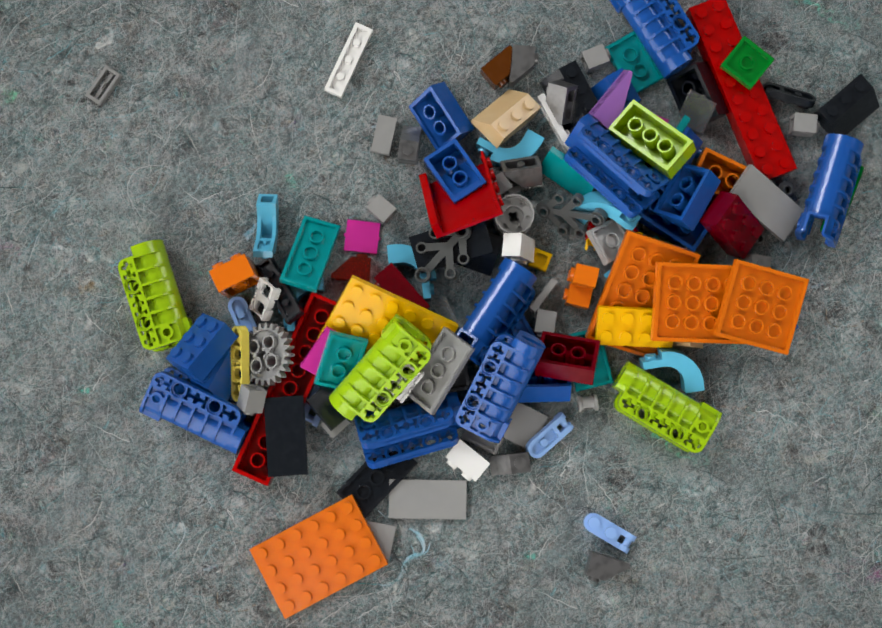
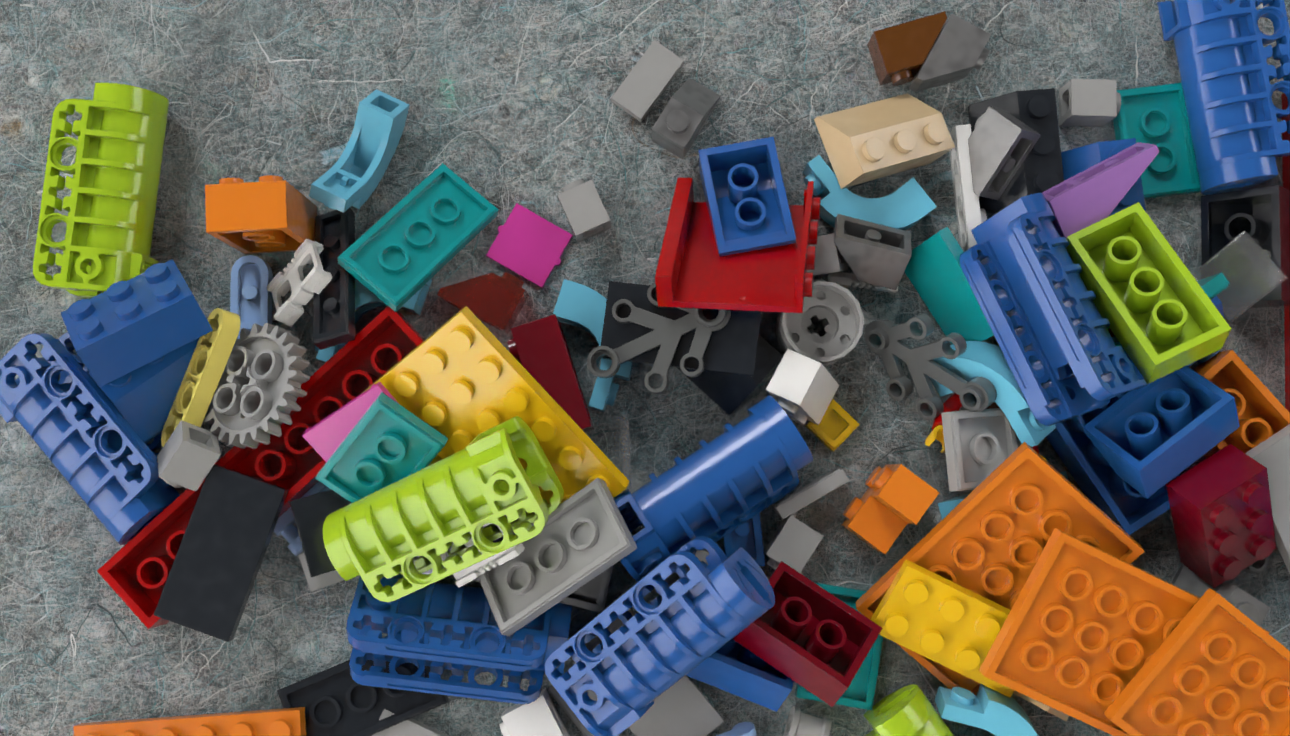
camera: 25 degrees right, 0 degrees up
(440, 115) = (764, 86): blue slope -> none

